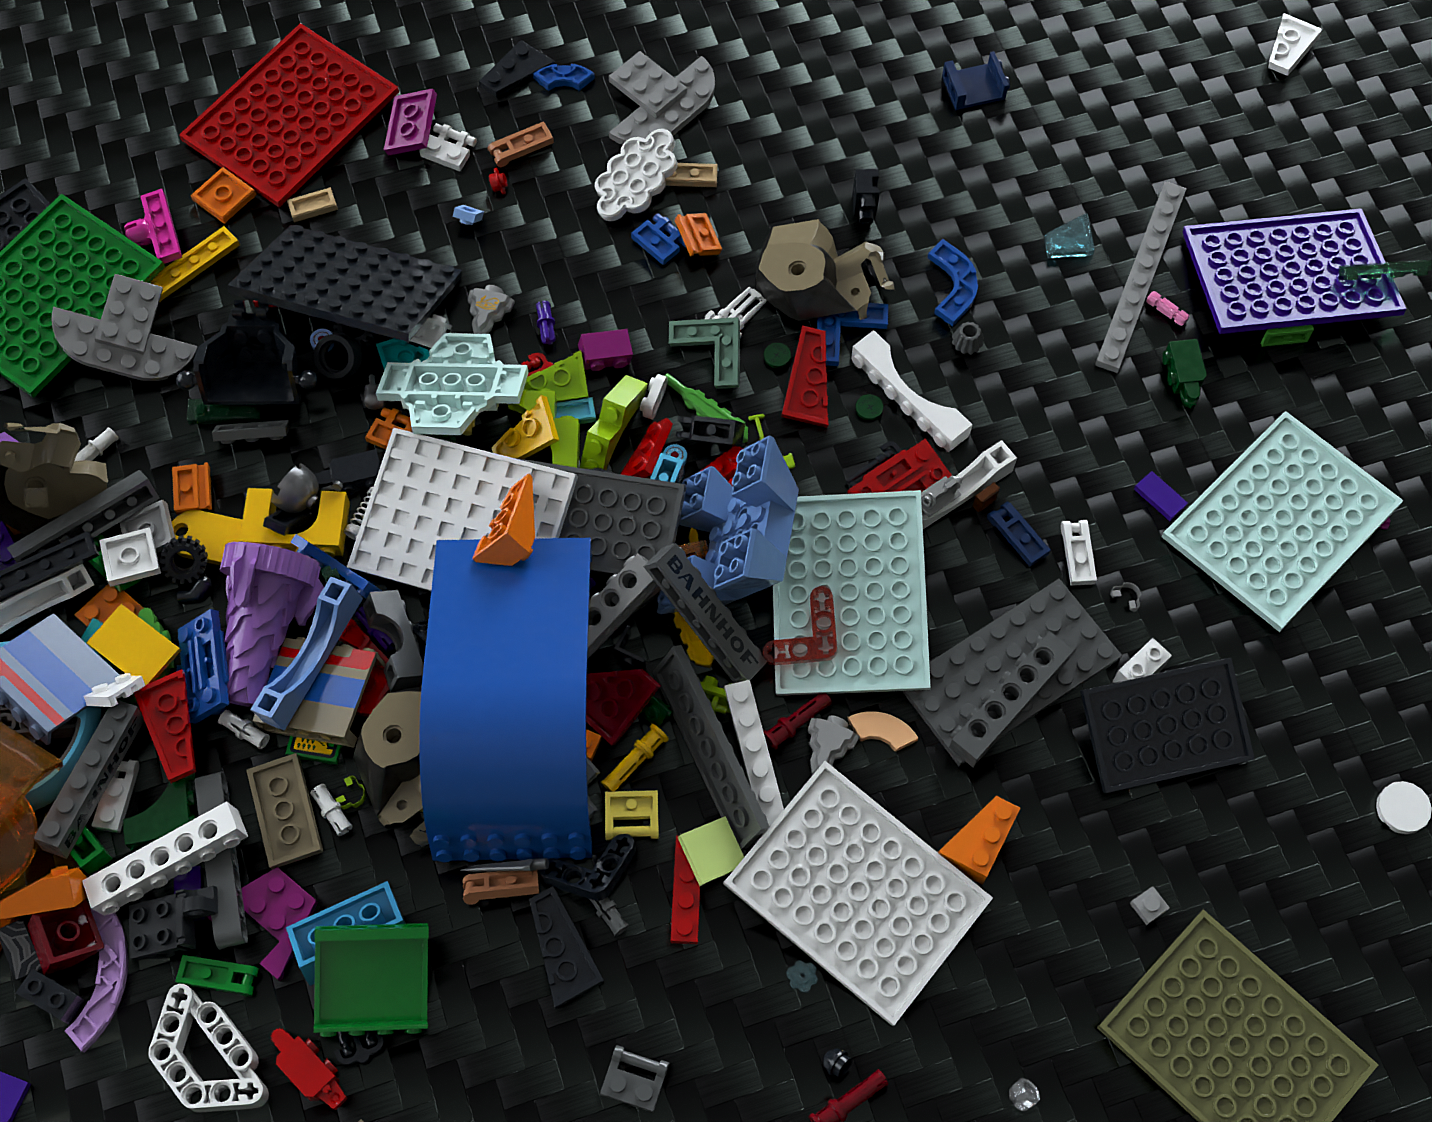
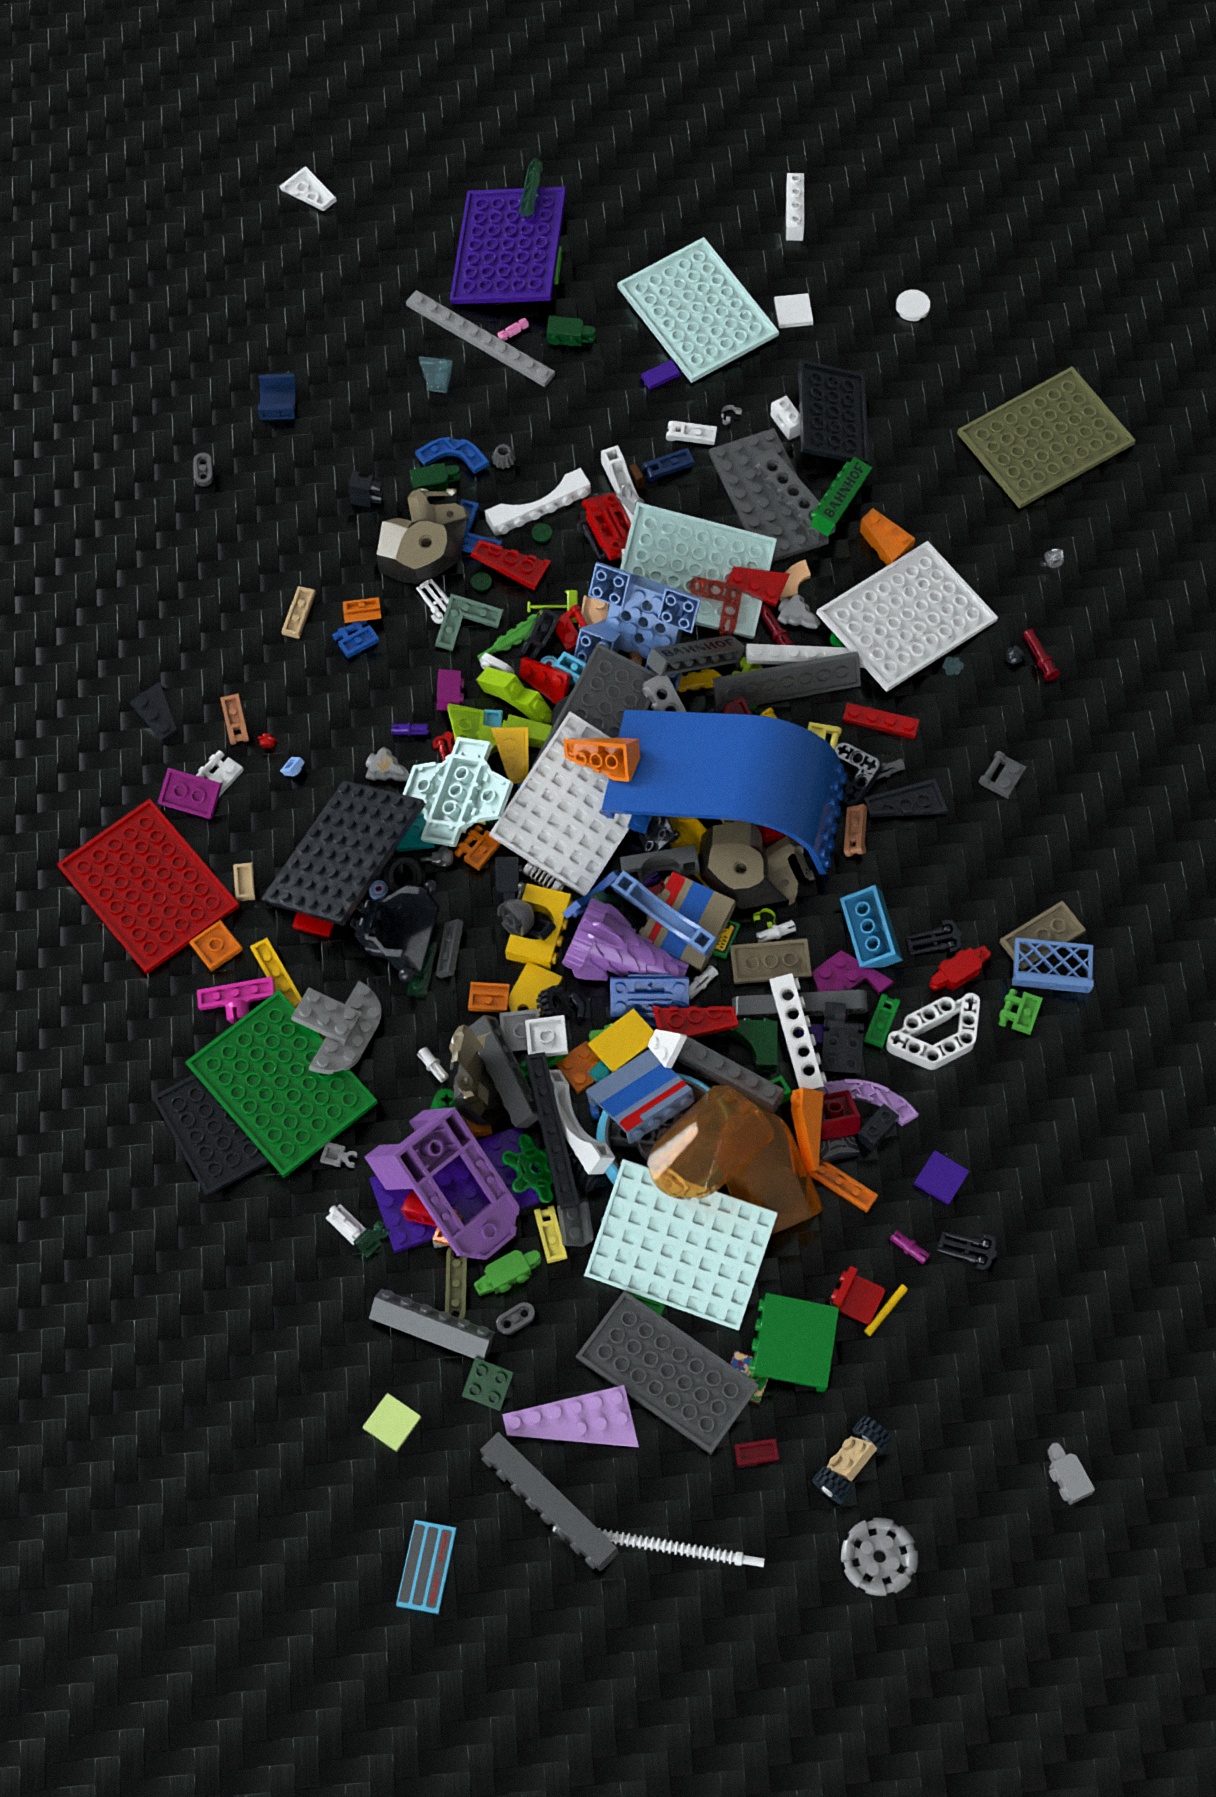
camera: 75 degrees left, 0 degrees up
(371, 978) = (910, 913): green panel -> none
(522, 865) = (846, 812): dark grey bar -> none
(571, 76) = (173, 678): blue tile -> none
(636, 175) = (293, 641): white plate -> none
(662, 99) = (223, 608): light grey plate -> none
(711, 850) = (860, 696): yellowish green tile -> none
(848, 34) = (203, 471): none -> flat silver plate
(852, 679) = (759, 583): none -> red wing
(909, 267) = (434, 477): none -> dark green hinge
(1020, 756) = (839, 496): none -> green brick
(1149, 905) = (947, 459): light grey plate -> none
(1330, 644) = (793, 310): none -> white tile

